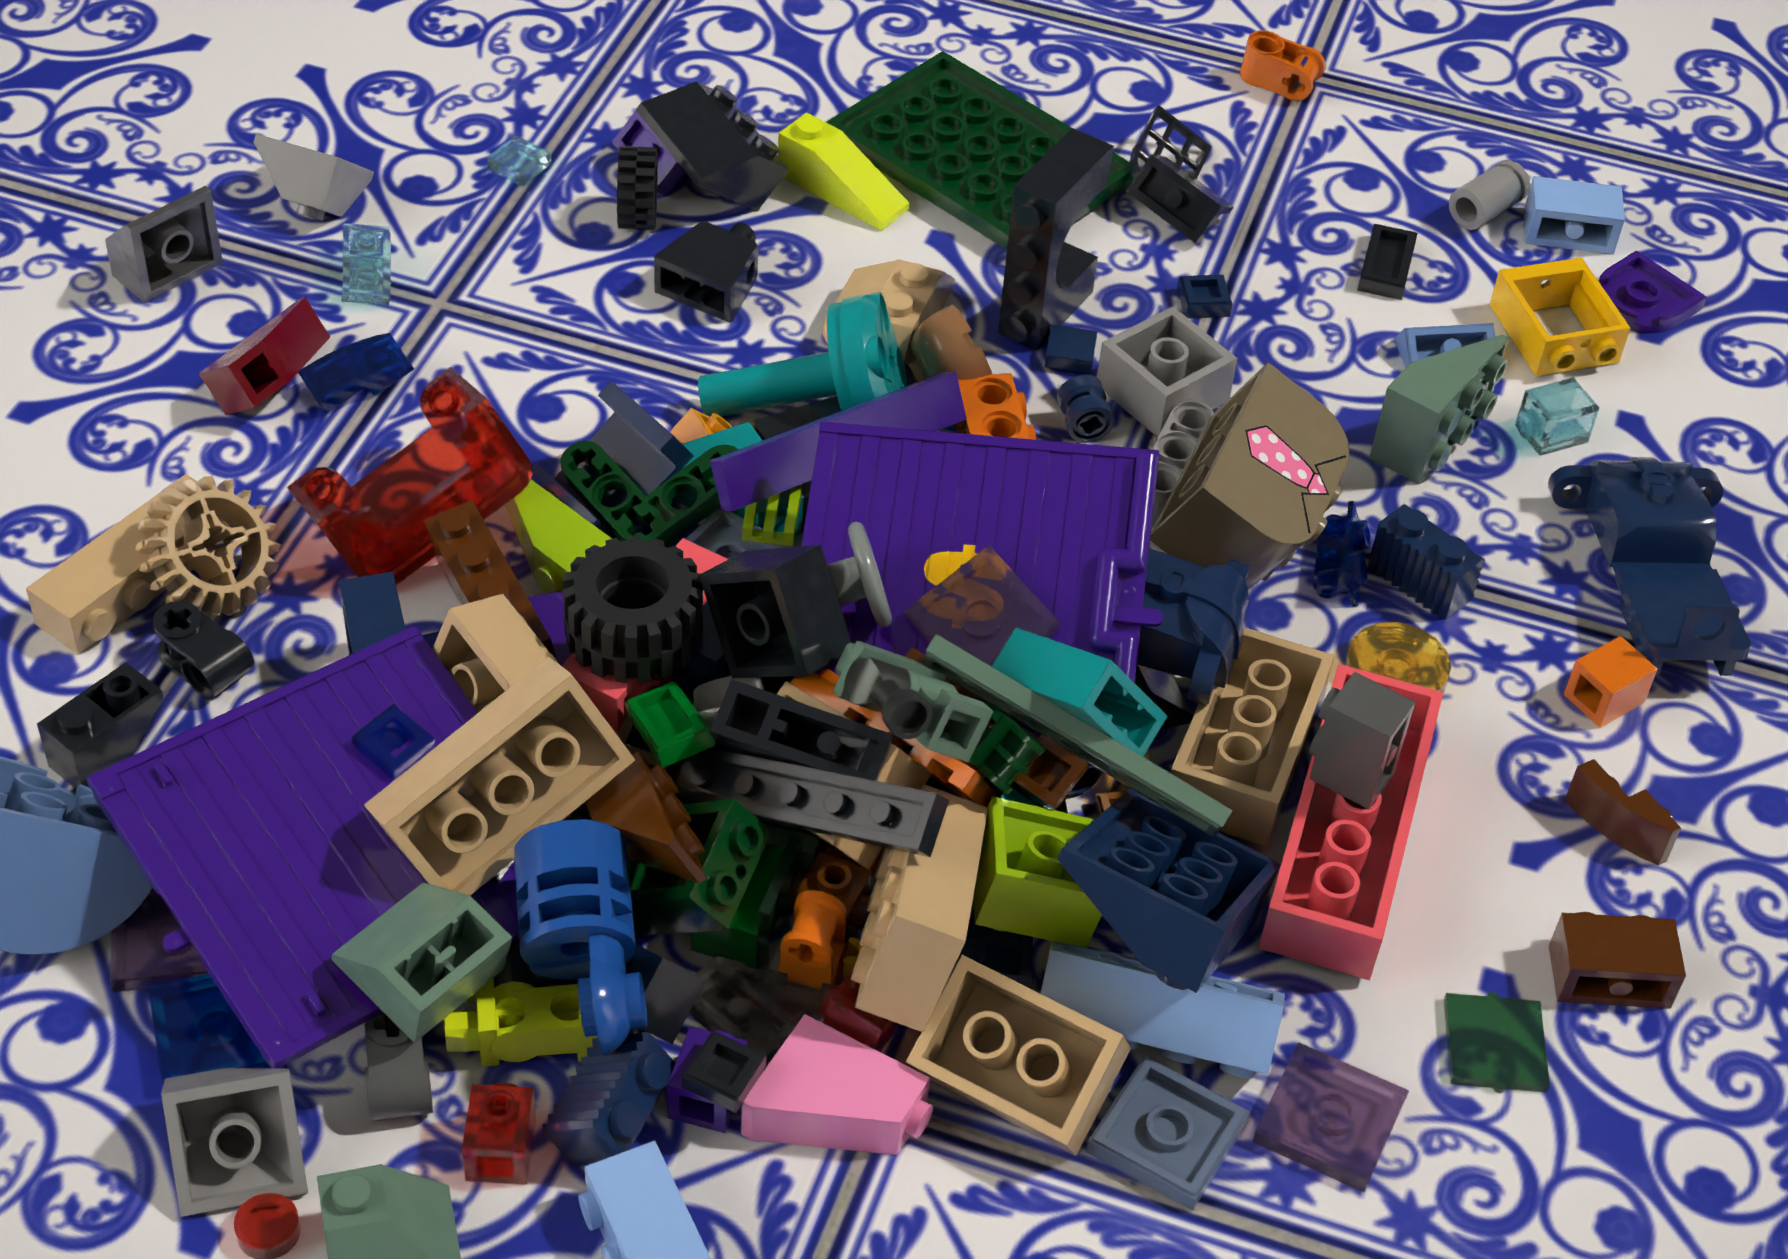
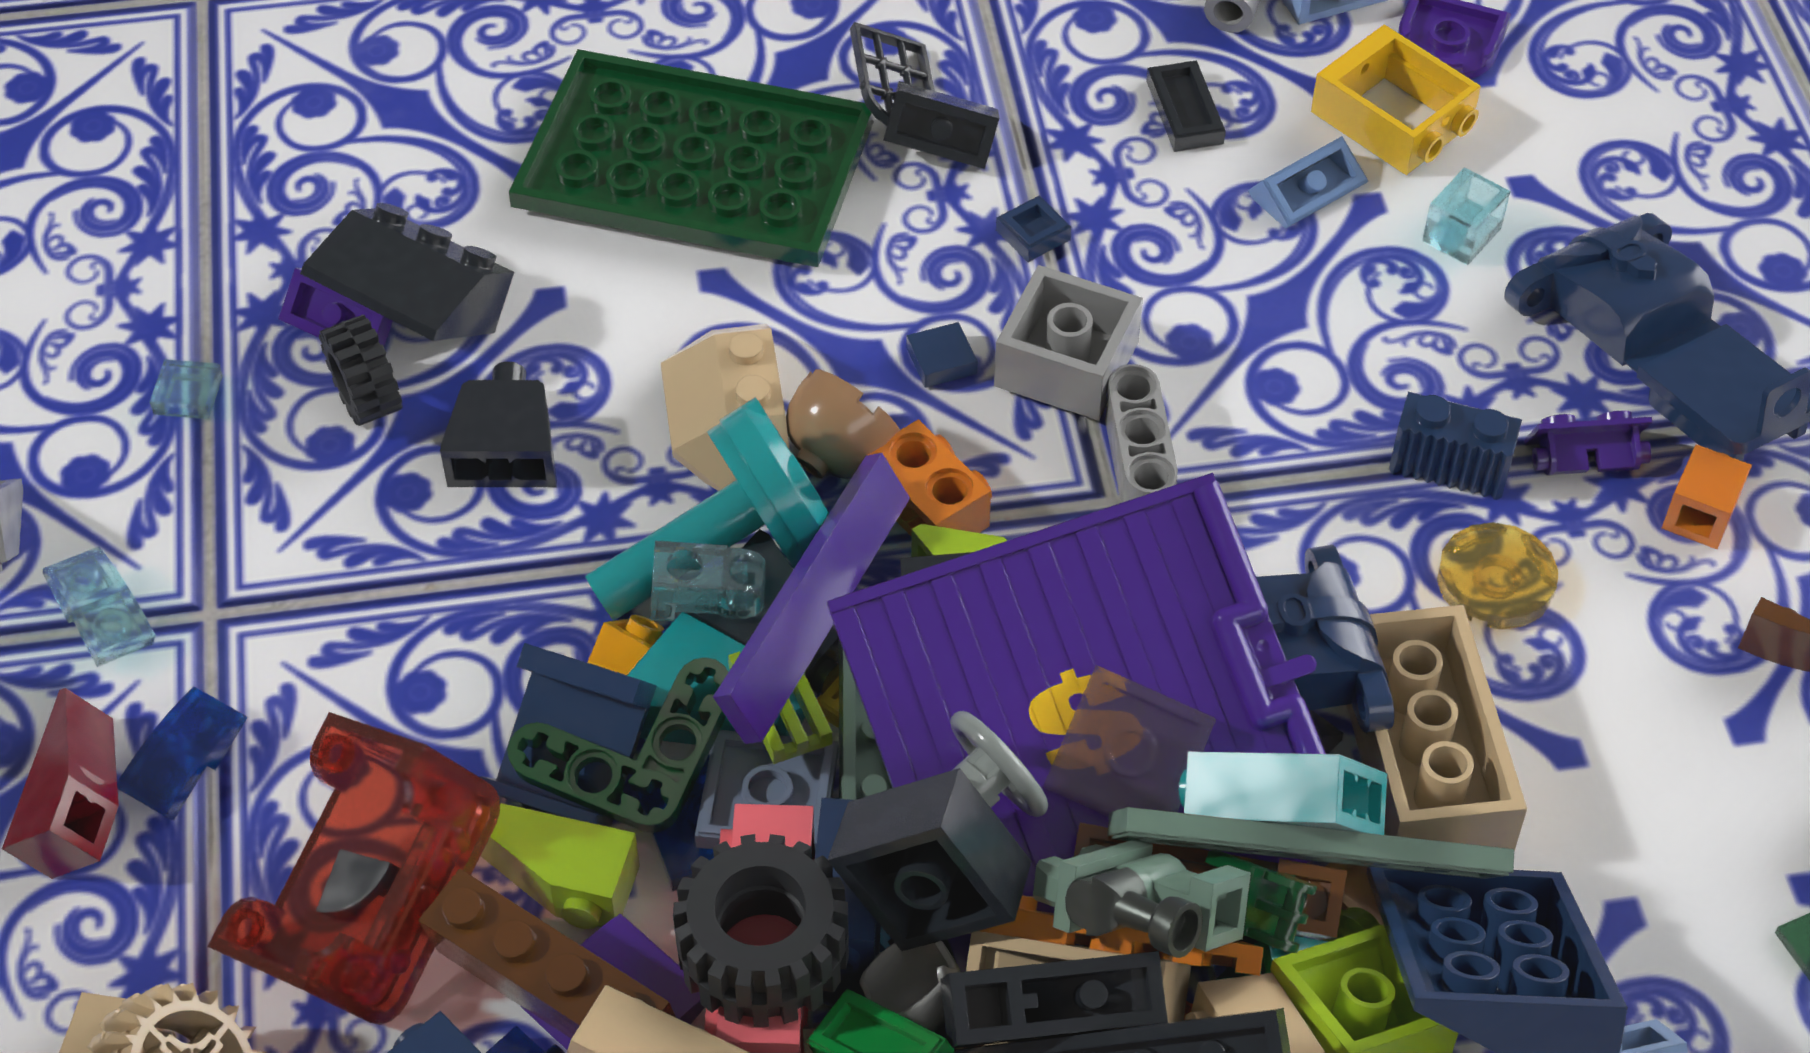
camera: 25 degrees left, 5 degrees up
(402, 489) = (355, 883): none -> black tile
(769, 399) = (706, 581): none -> clear light blue leg
(835, 170) = (563, 249): neon yellow slope -> none
(1043, 273) = (879, 243): black arch -> none
(1085, 408) = (1006, 419): dark blue wheel -> none
(1256, 479) = (1268, 422): dark tan brick -> none
(1341, 559) = (1378, 492): clear blue hinge -> none
(1348, 858) = (1593, 781): coral brick -> none
(1360, 739) = (1581, 702): dark grey brick -> none
(1437, 406) = (1361, 266): sand green slope -> none
(1565, 611) = (1567, 441): none -> dark purple hinge

